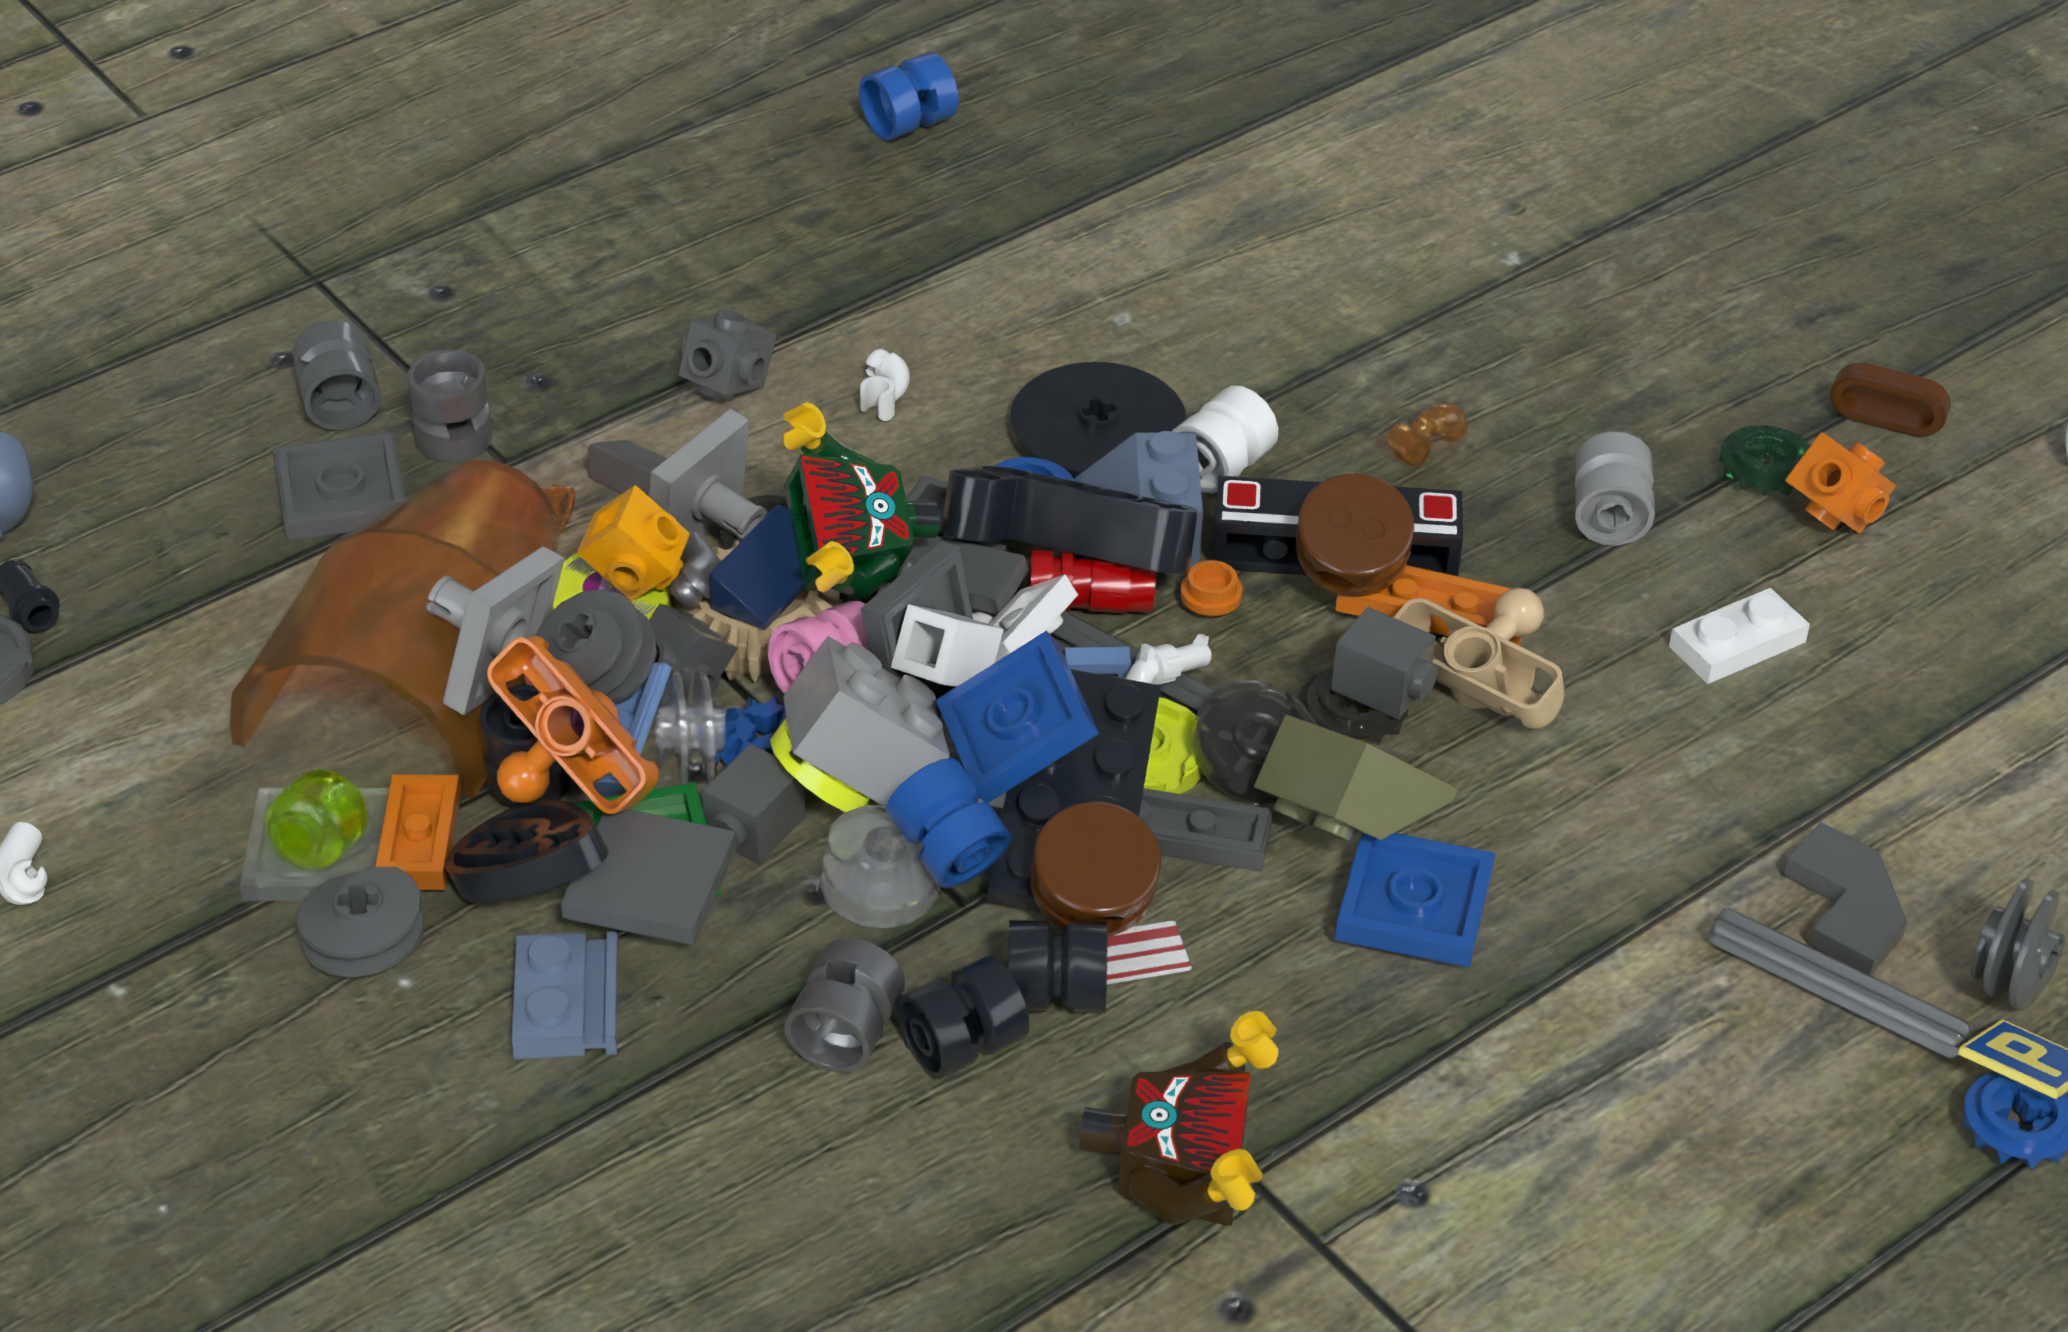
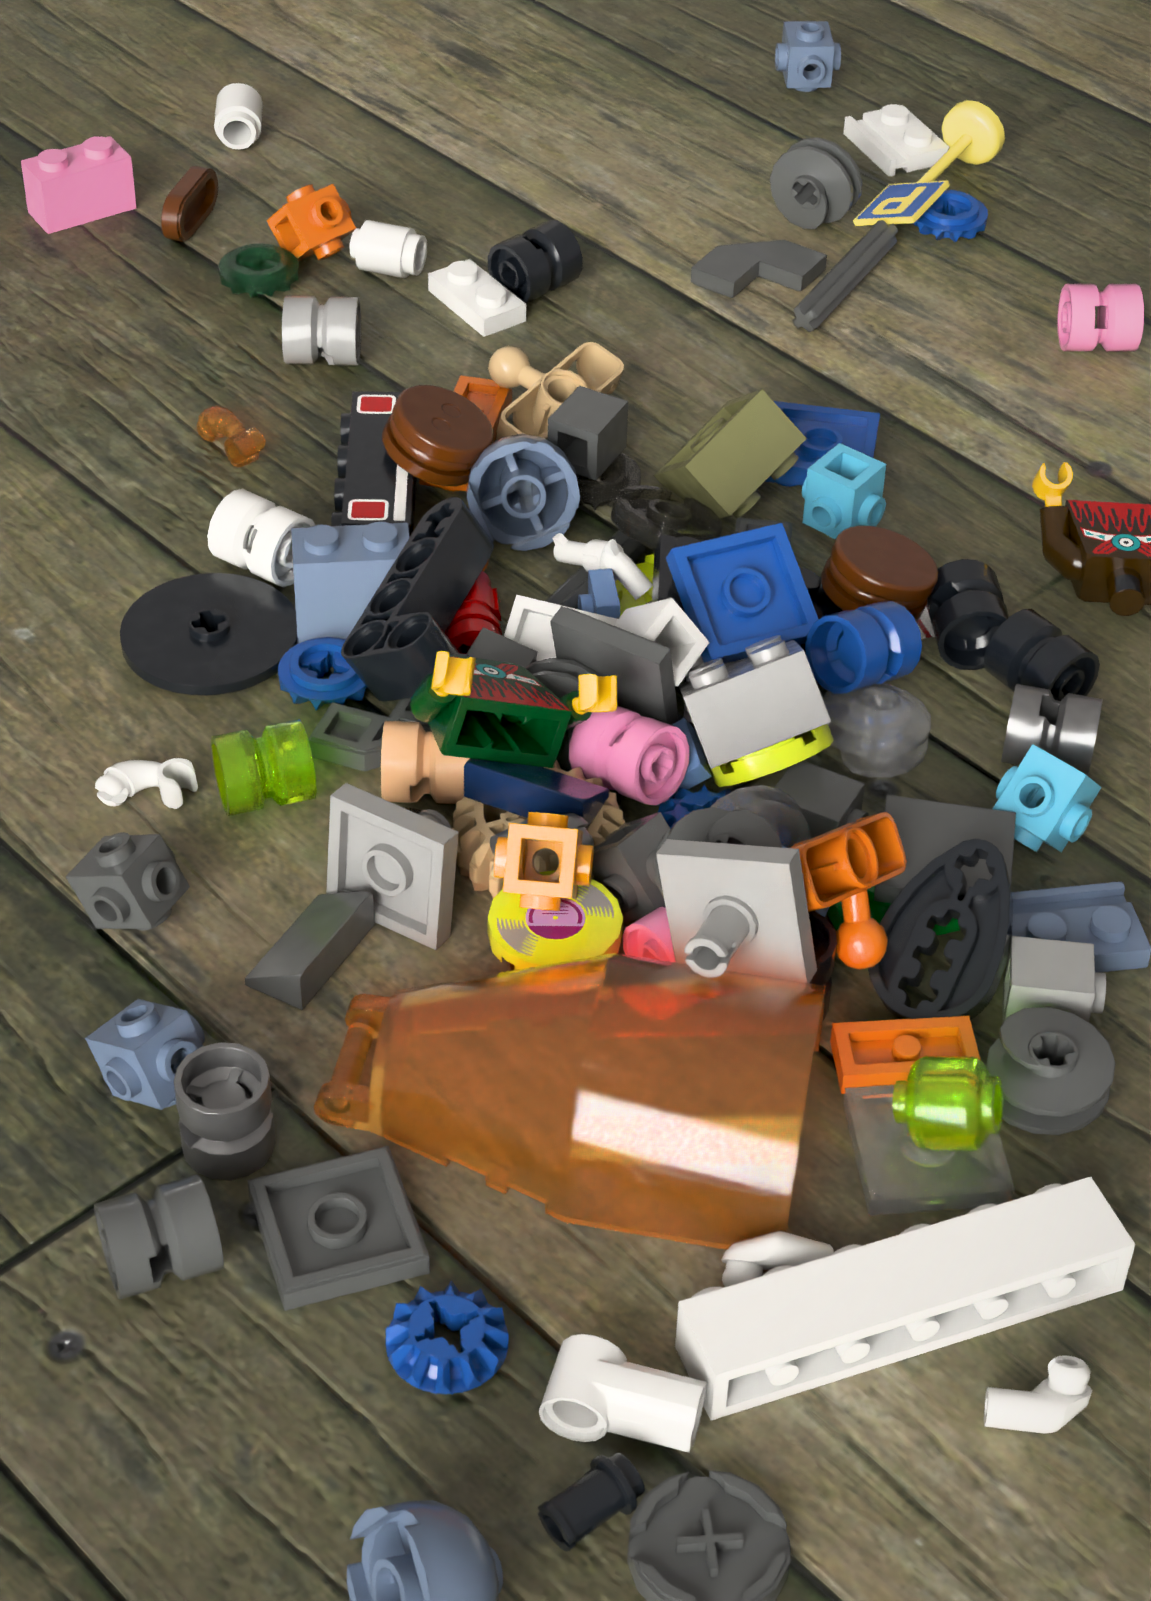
camera: 95 degrees left, 0 degrees up
(111, 605) = (602, 1392): none -> white piece
(143, 792) = (901, 1296): none -> white brick
(187, 547) = (431, 1361): none -> blue gear
(212, 718) = (751, 1256): none -> white arm
(470, 942) = (1052, 976): none -> light grey brick
(524, 366) = (143, 1049): none -> sand blue brick
(723, 971) = (1048, 800): none -> medium azure brick
(871, 422) = (263, 767): none -> clear neon green wheel
(1283, 880) = (843, 491): none -> medium azure brick
(1299, 619) = (523, 491): none -> sand blue cylinder
(1721, 1218) = (1118, 317): none -> bright pink wheel
(1786, 666) = (536, 260): none -> black wheel
(1811, 552) = (388, 249): none -> white brick
(1907, 314) = (79, 184): none -> bright pink brick

